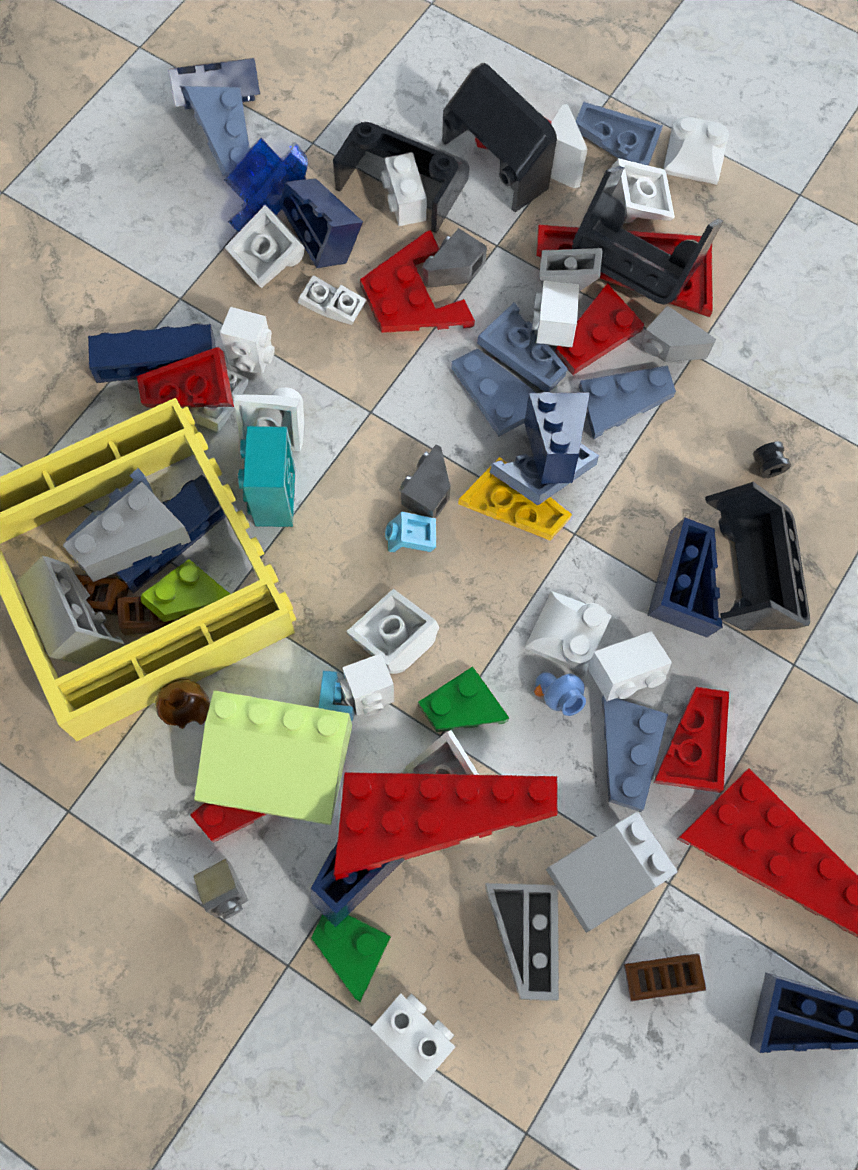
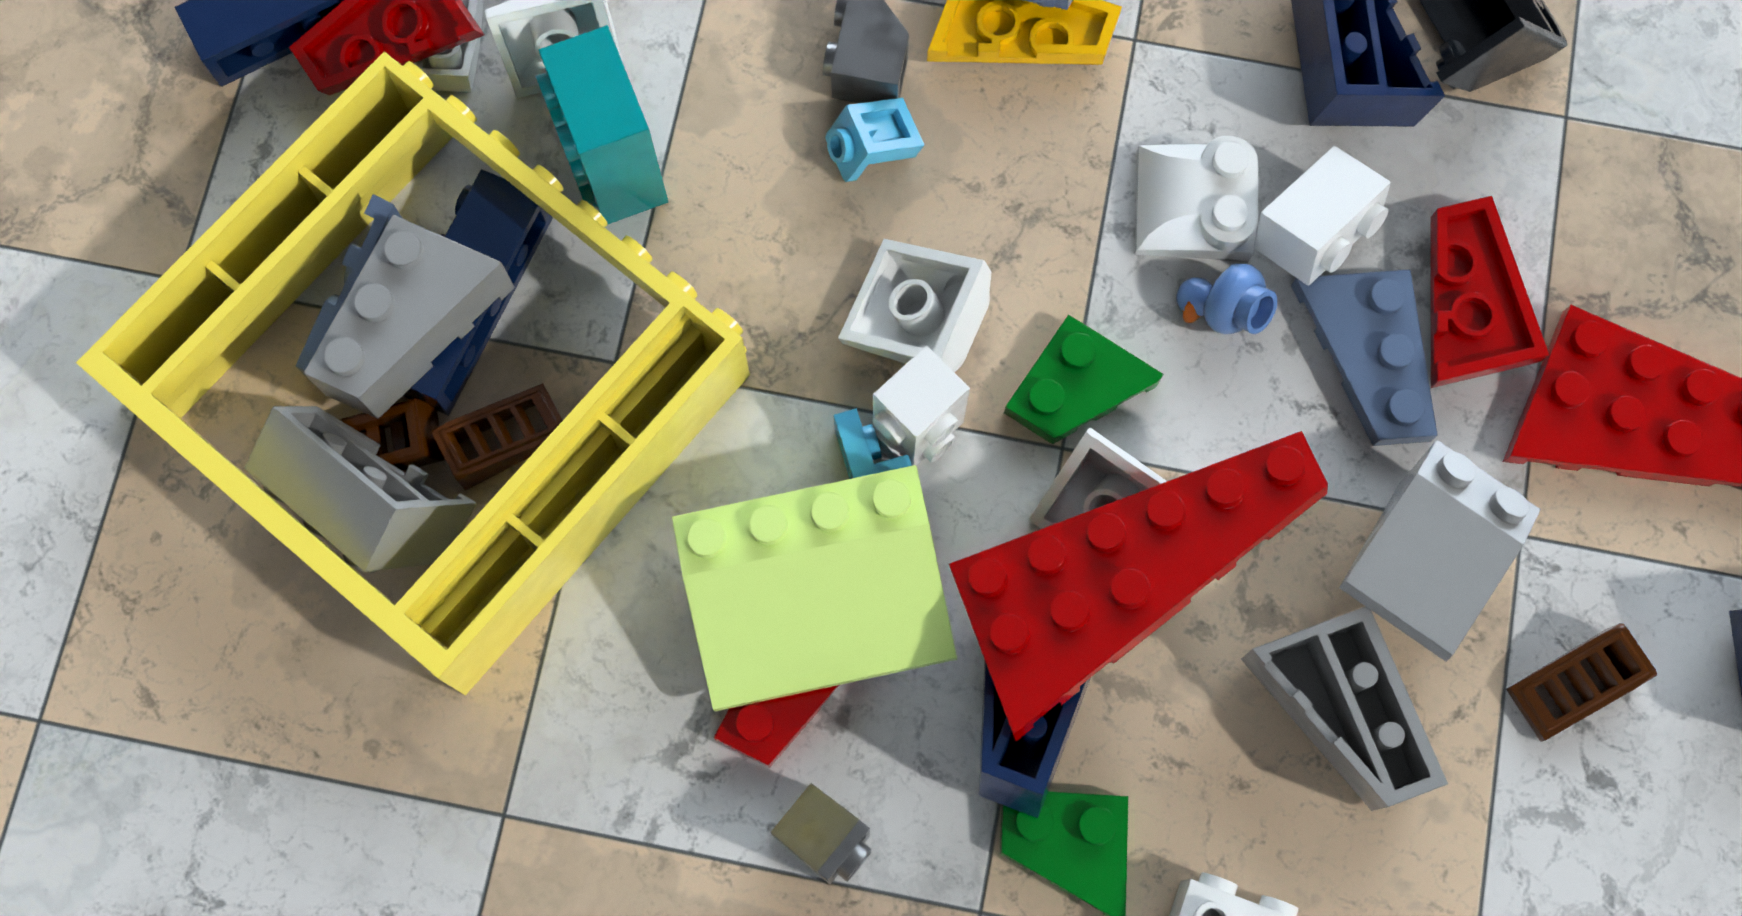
camera: 20 degrees left, 5 degrees up
(182, 592) = (537, 379): lime wing -> none
(182, 703) = (621, 561): reddish brown hair -> none

